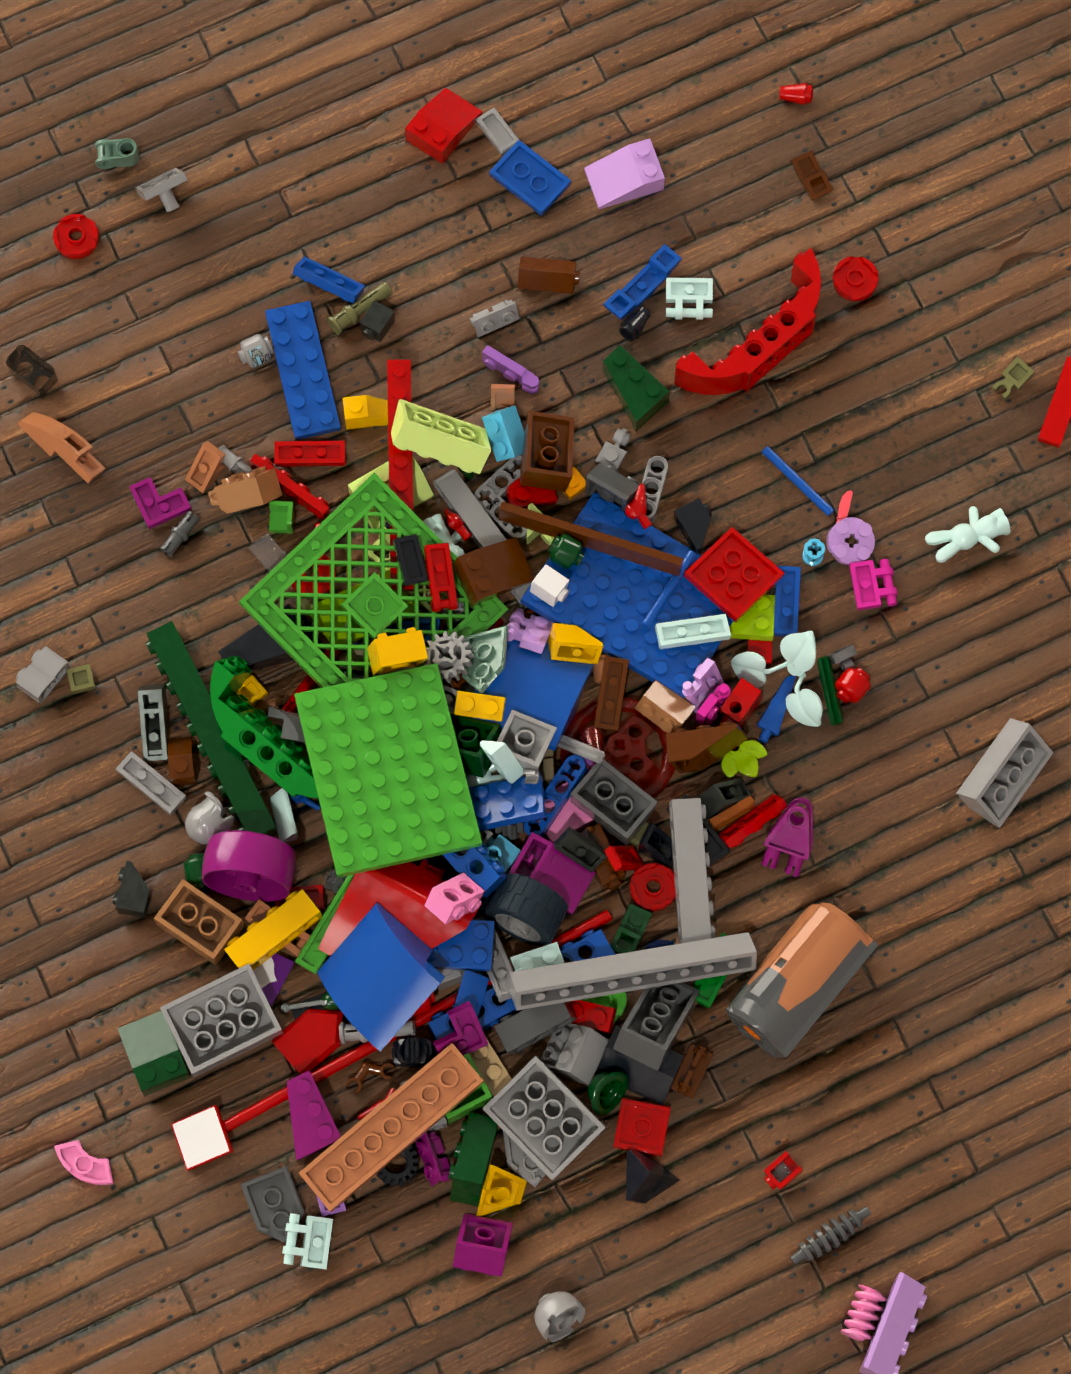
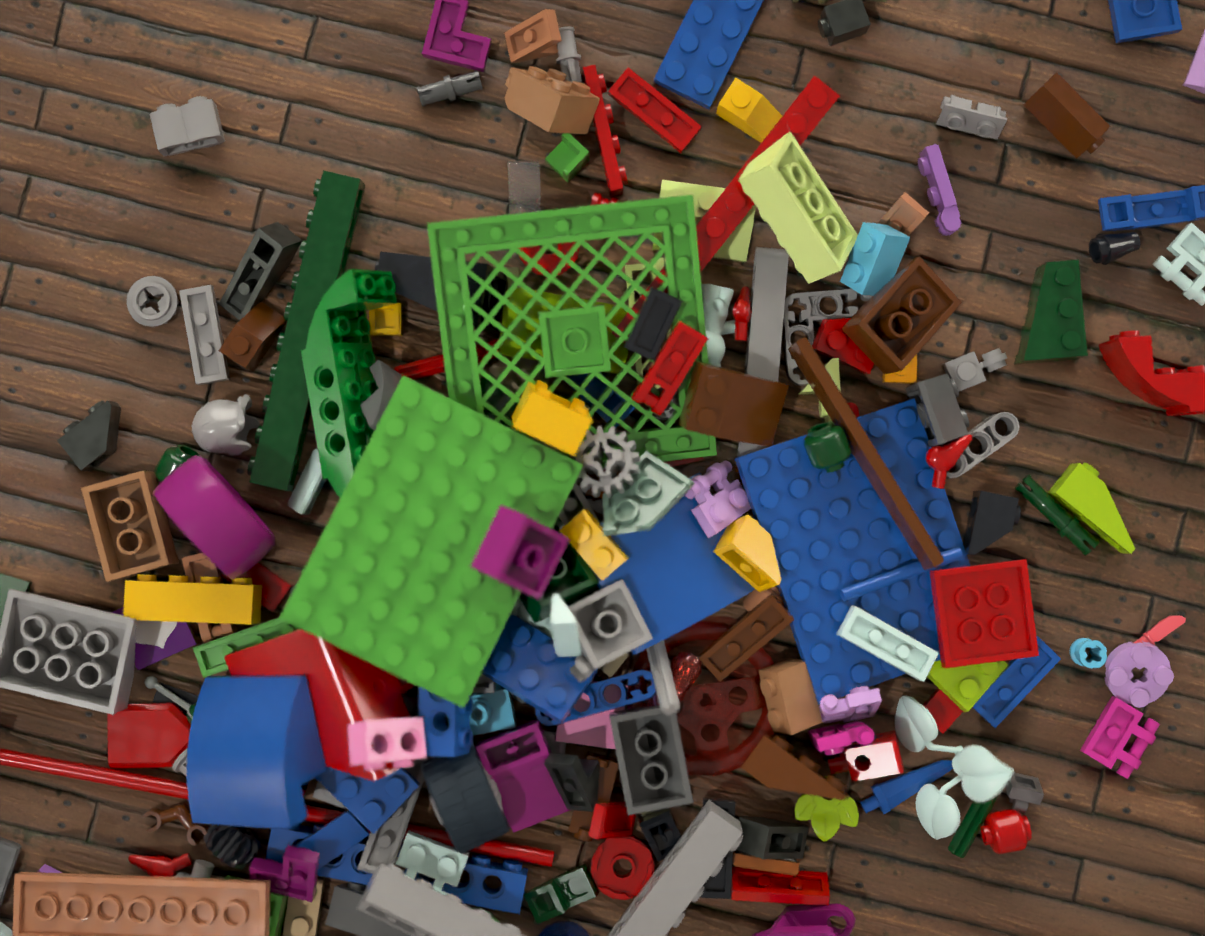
camera: 40 degrees right, 15 degrees up
(81, 679) = (223, 164): olive plate -> none
(98, 780) = (138, 298): none -> light grey gear
(310, 1118) = (77, 823): magenta wedge -> none
(441, 730) = (520, 552): none -> magenta slope
(550, 586) = (778, 473): white brick -> none
(730, 492) = (1057, 515): none -> dark green pin
(741, 470) = (1089, 499): none -> lime slope
(798, 481) = (1138, 560): blue bar -> none

